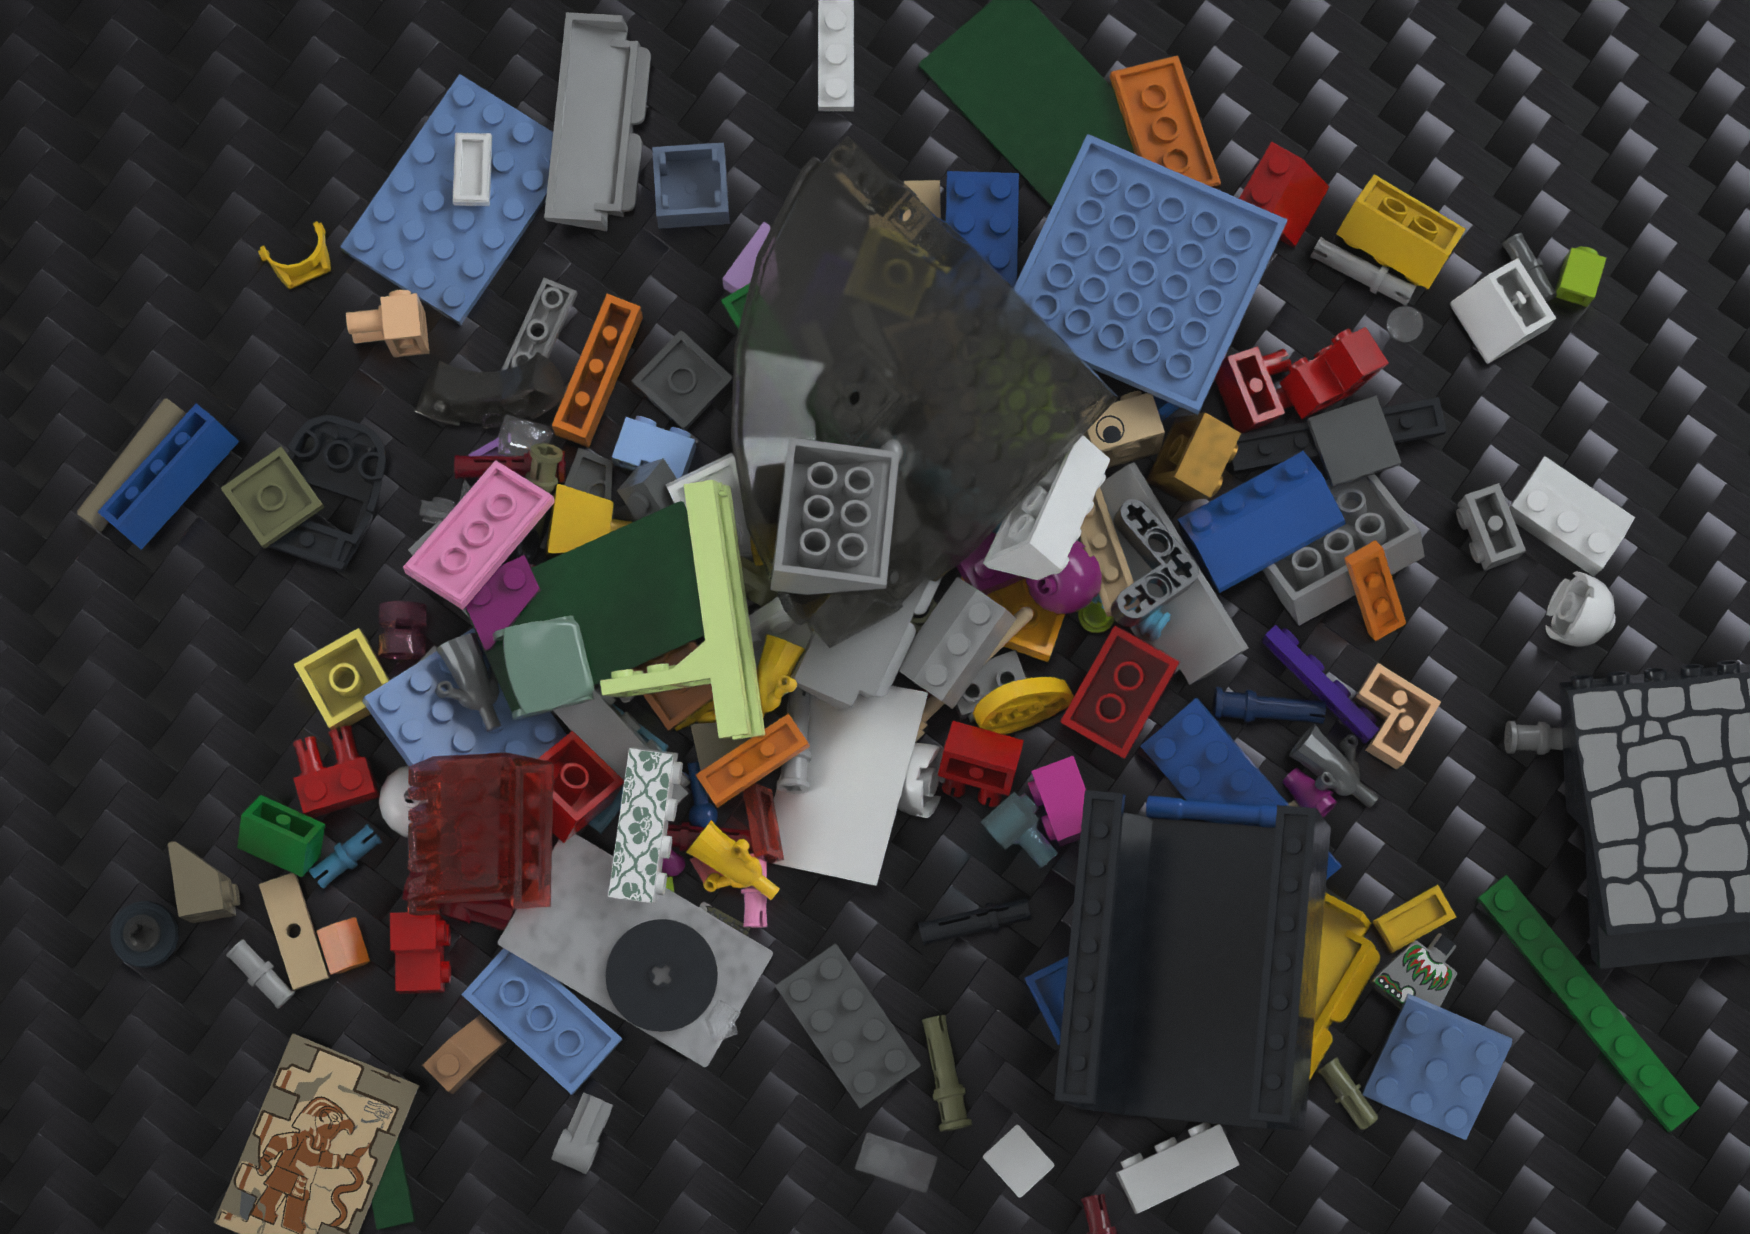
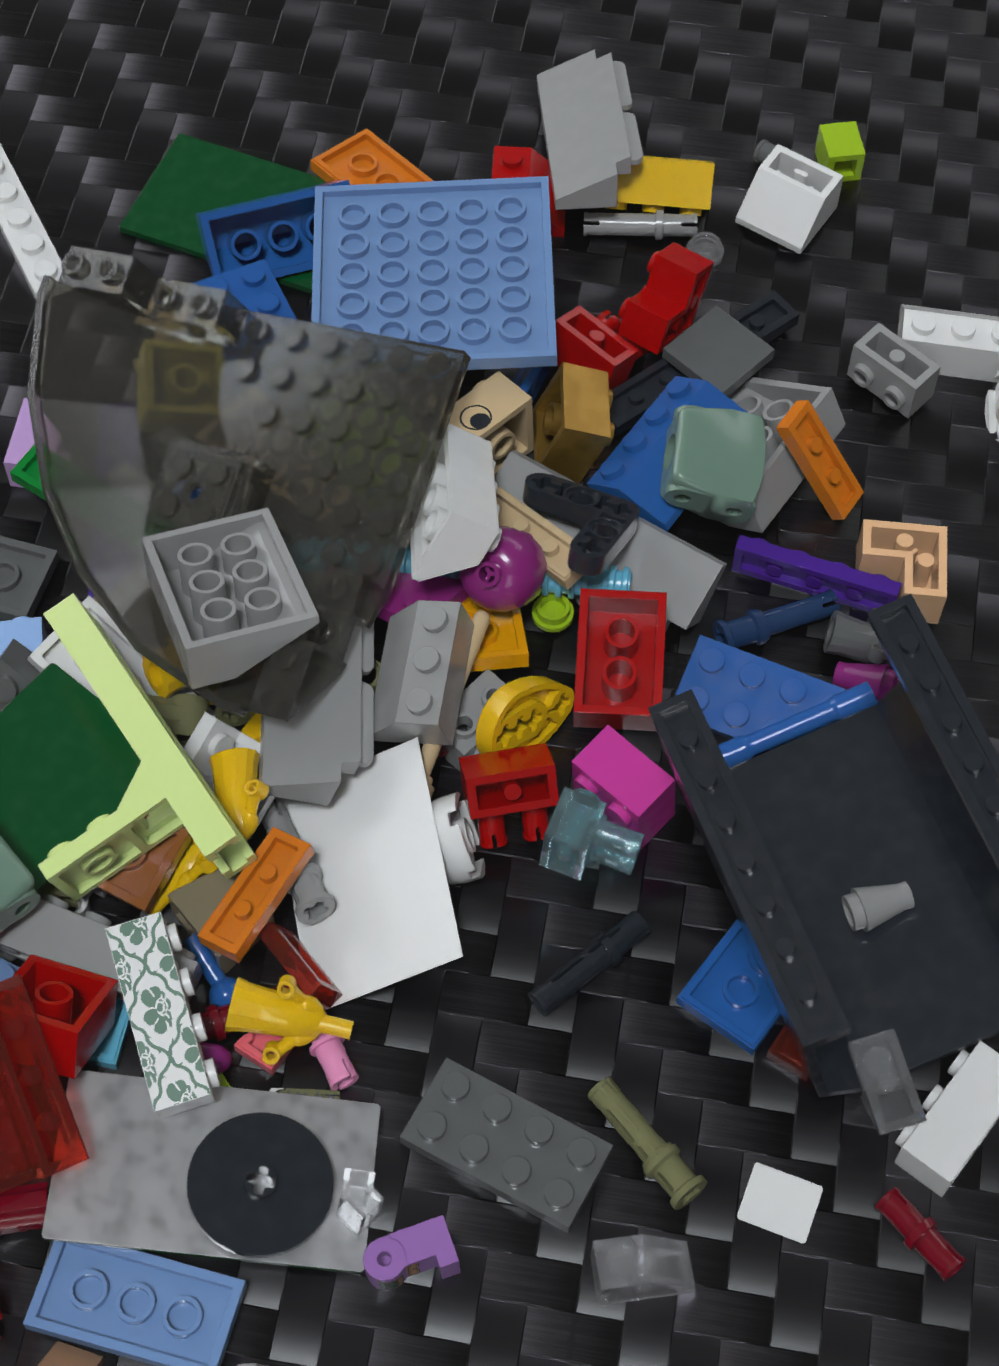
camera: 25 degrees left, 20 degrees down
(727, 1071) = (410, 1252): none -> medium lavender leg
(1038, 136) = (264, 228): none -> blue slope
(1132, 1122) = (886, 1082): none -> clear slope
(1200, 988) = (874, 905): none -> light grey cone
(1282, 558) = (714, 462): none -> sand green piece
(1358, 167) = (587, 130): none -> light grey slope

